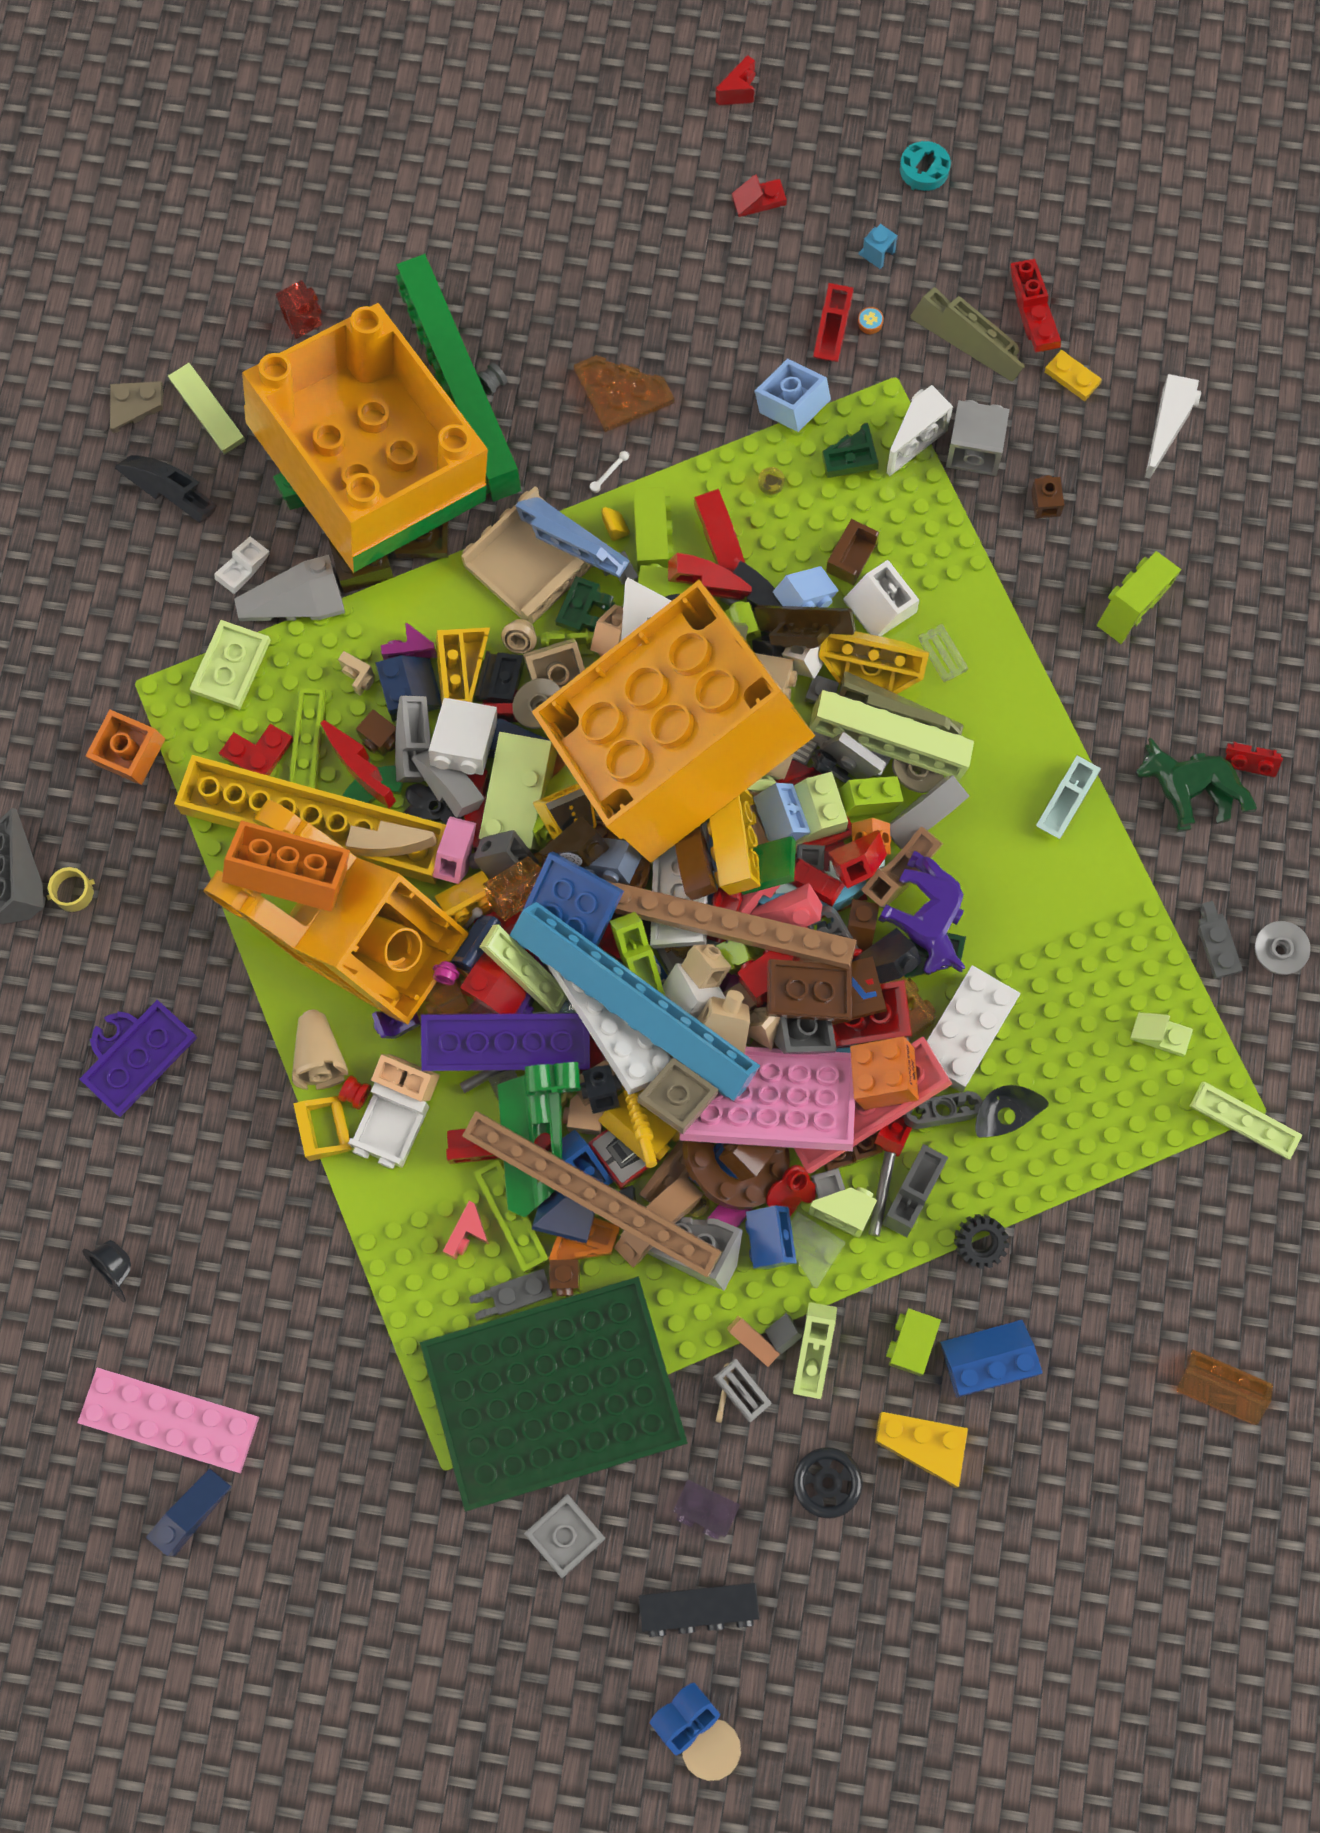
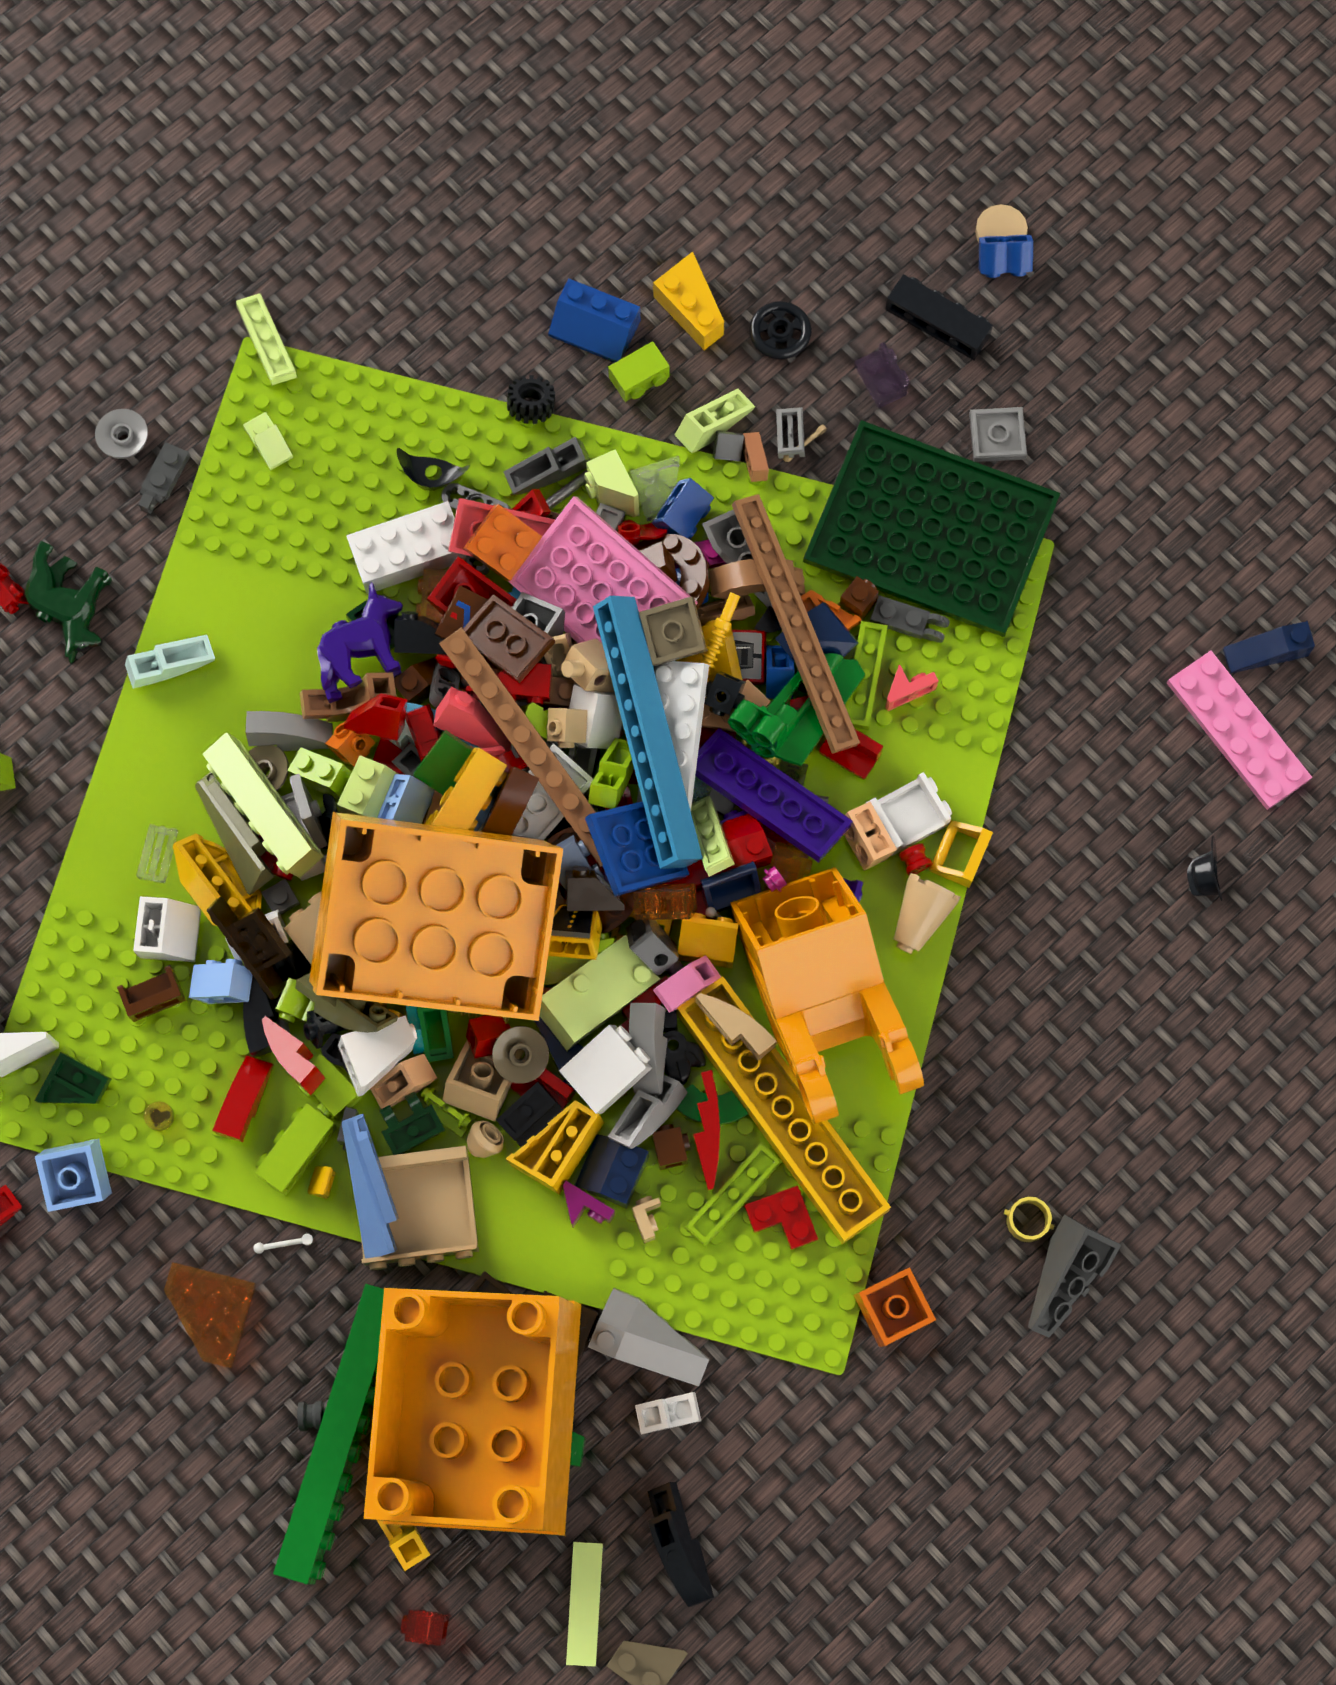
camera: 145 degrees left, 0 degrees up
(135, 1055) = (1071, 1033): dark purple plate -> none
(230, 664) = (749, 1315): yellowish green plate -> none
(285, 866) = (843, 1035): orange brick -> none
(1225, 1387) = (447, 186): clear orange panel -> none

